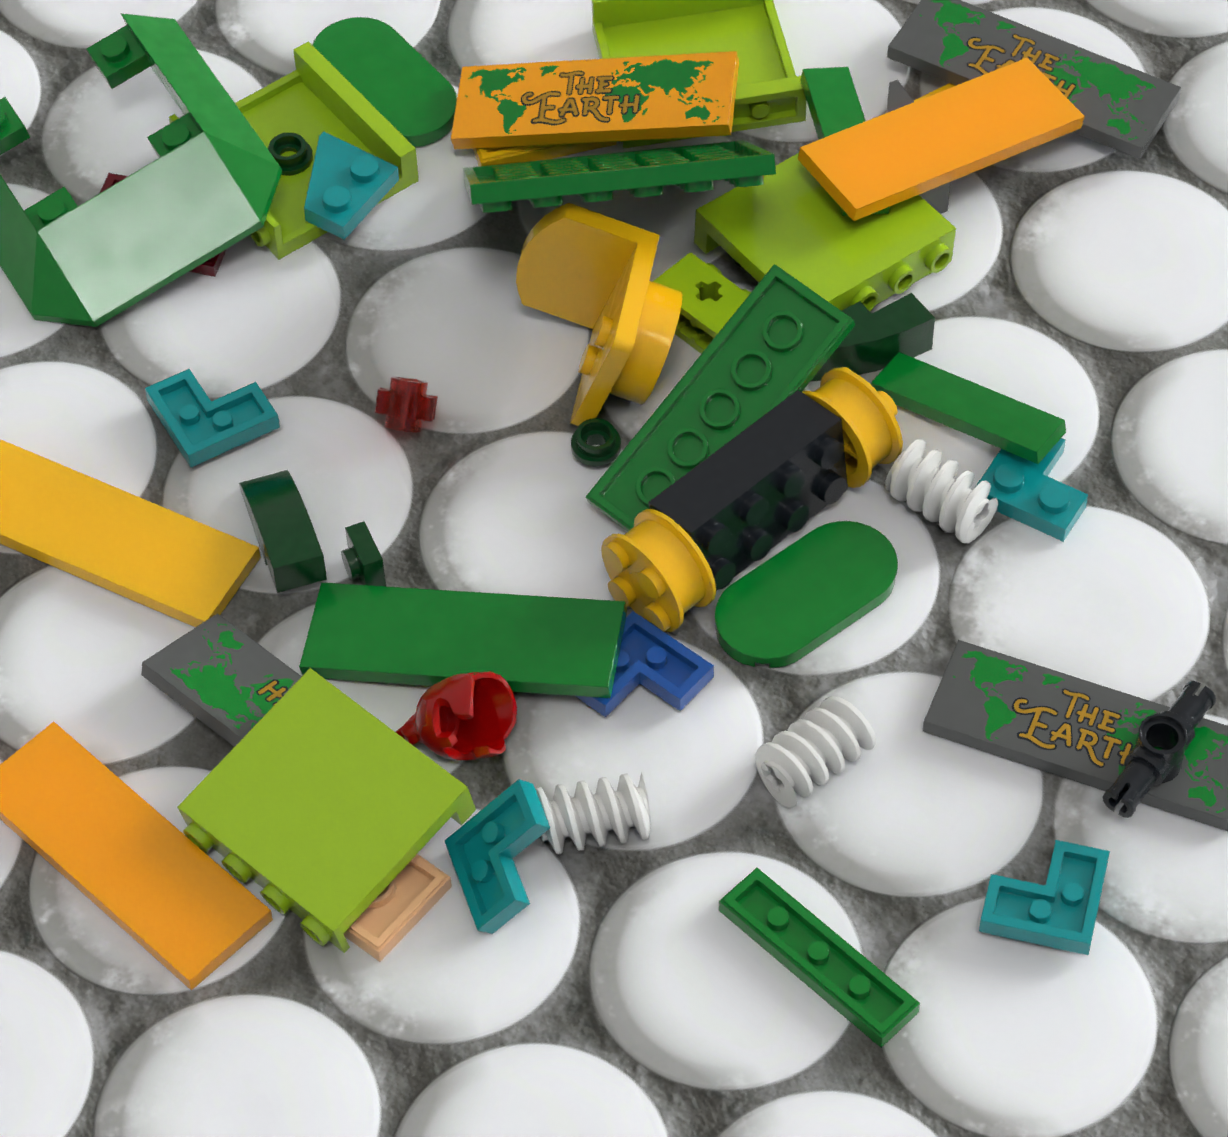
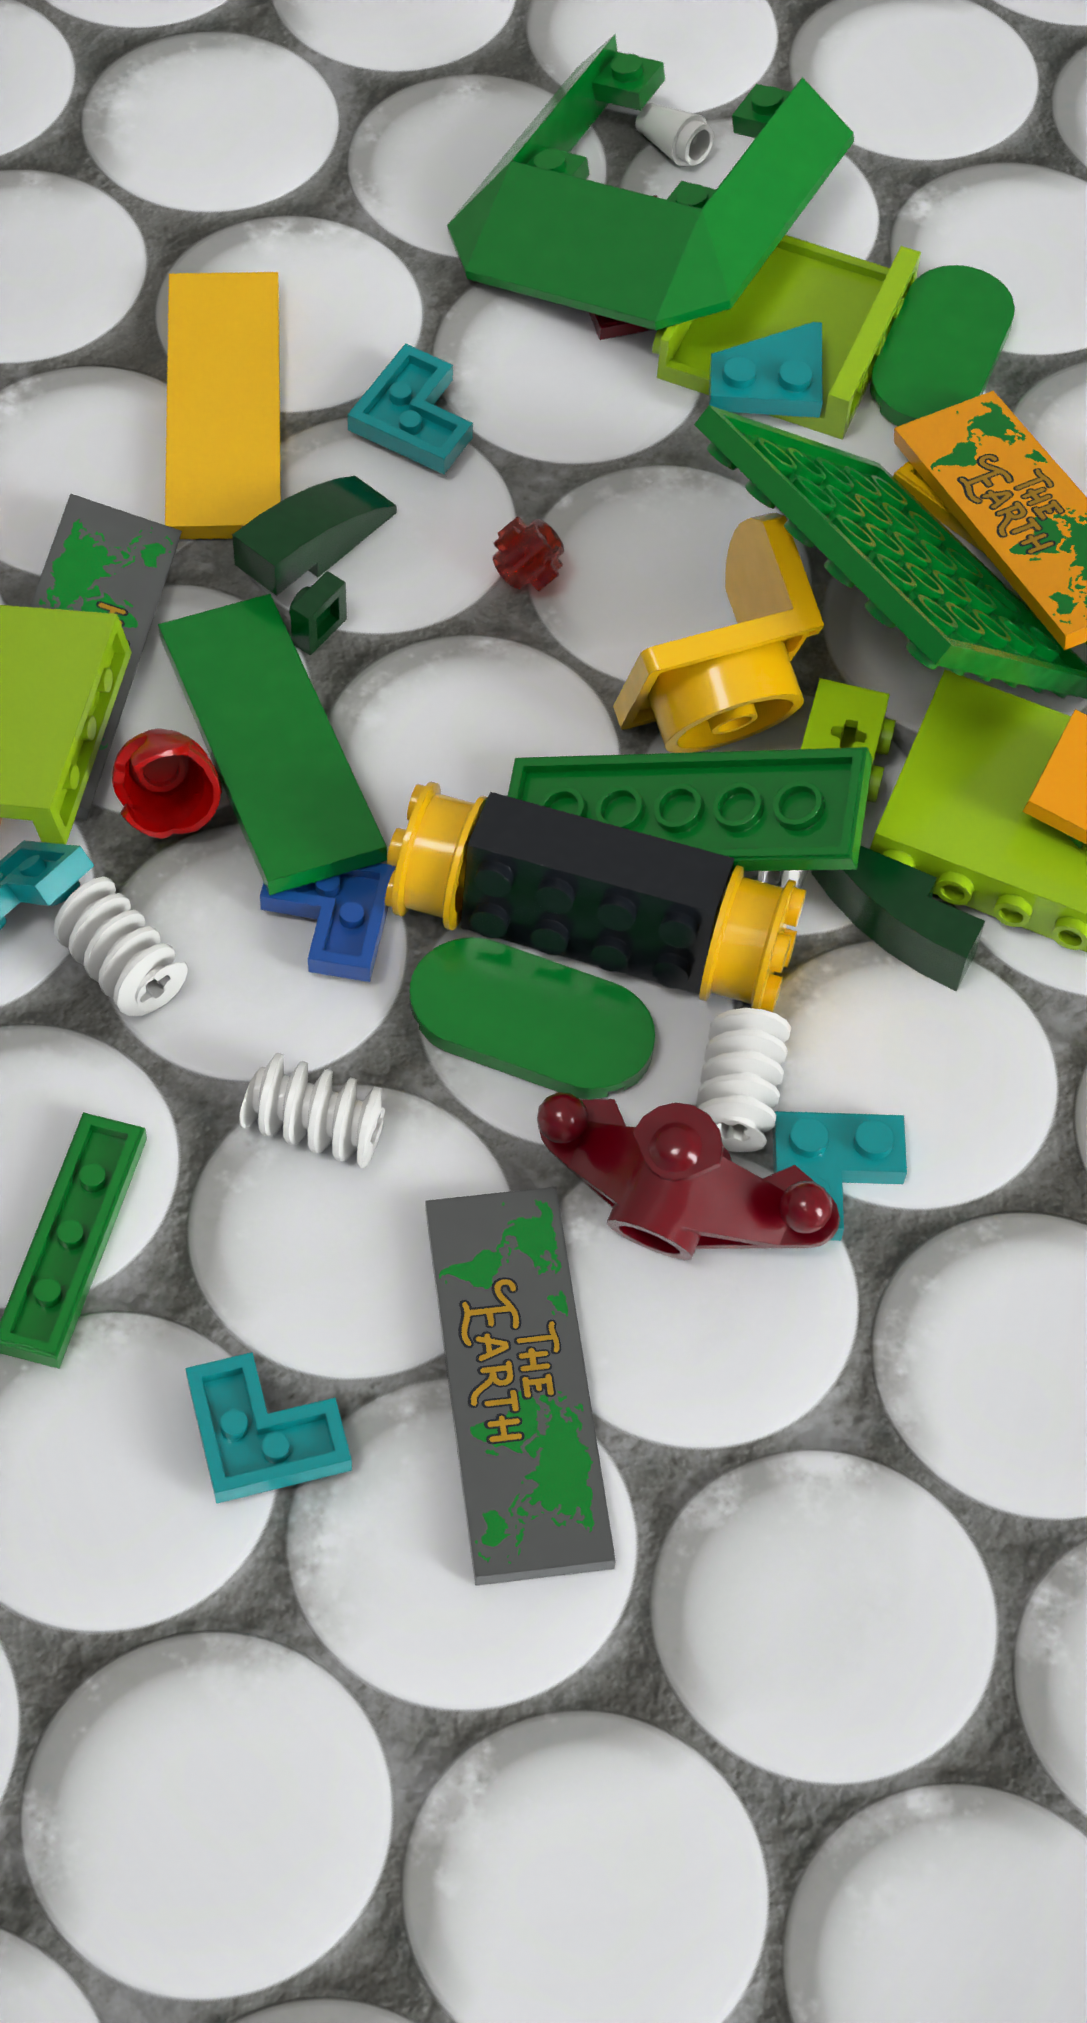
camera: 55 degrees right, 5 degrees up
(58, 131) = (676, 133): none -> white cone
(291, 142) = (784, 303): dark green plate -> none
(596, 432) = (601, 726): dark green plate -> none
(970, 408) = (876, 1055): green tile -> none
(1004, 565) = (677, 1182): none -> dark red piece
(1150, 766) = (474, 1445): black pin -> none

